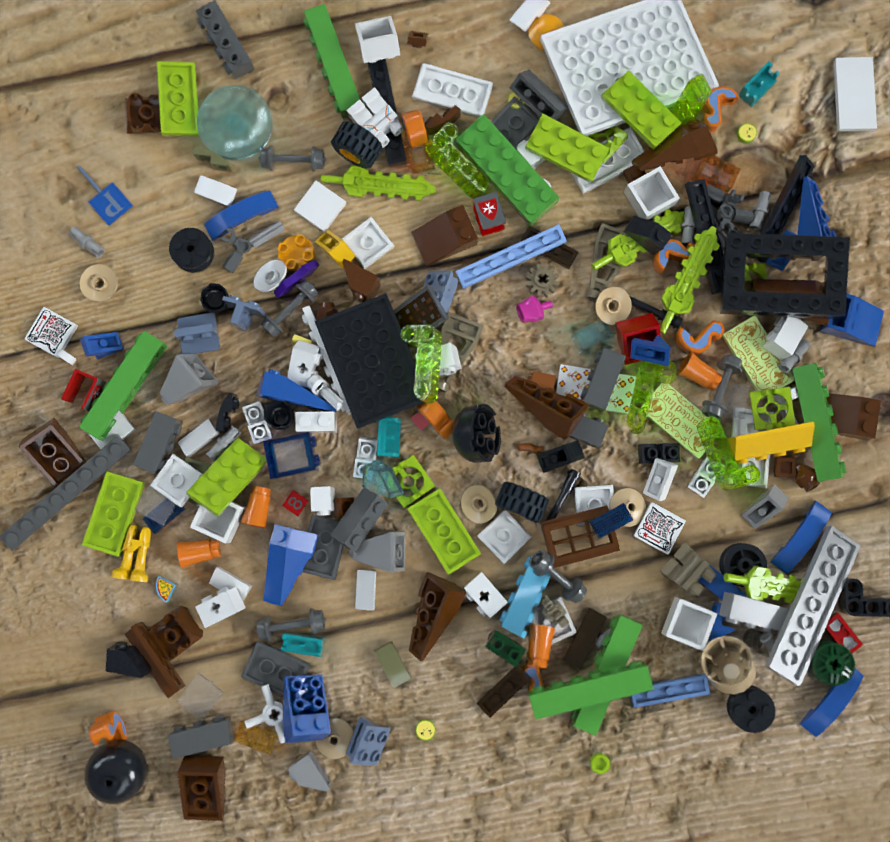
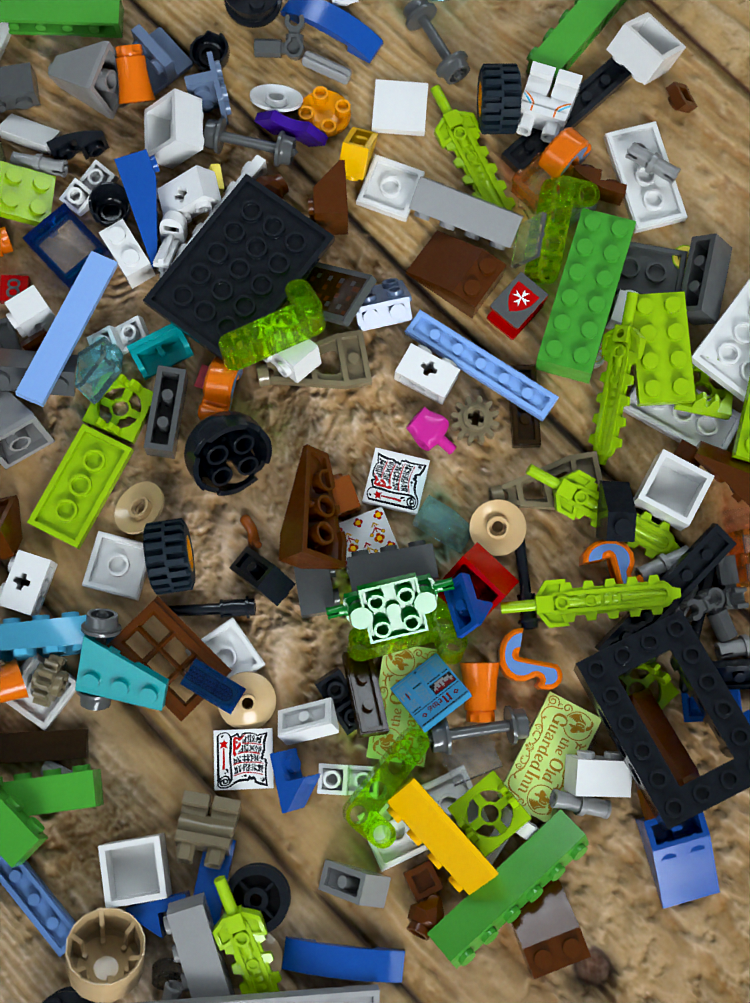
camera: 50 degrees right, 5 degrees down
(204, 353) = (133, 75): none -> orange plant
(255, 348) = (174, 128): none -> white piece
(348, 483) = (66, 329): none -> light blue tile
(414, 207) = (465, 212): none -> light grey brick
(431, 455) = (166, 412): none -> dark grey brick
(450, 81) = (652, 163): none -> light grey pin
(454, 182) = (529, 240): none -> clear piece
(492, 299) = (436, 384): none -> white brick
(550, 347) = (396, 481): none -> white tile
(555, 170) = (621, 350): none -> lime bar
(575, 572) = (115, 677): none -> teal wing
(628, 391) = (392, 605): none -> piece
(666, 438) = (365, 697): none -> dark brown tile
(687, 400) = (431, 692): none -> dark azure tile
(691, 509) = (291, 785): none -> blue slope

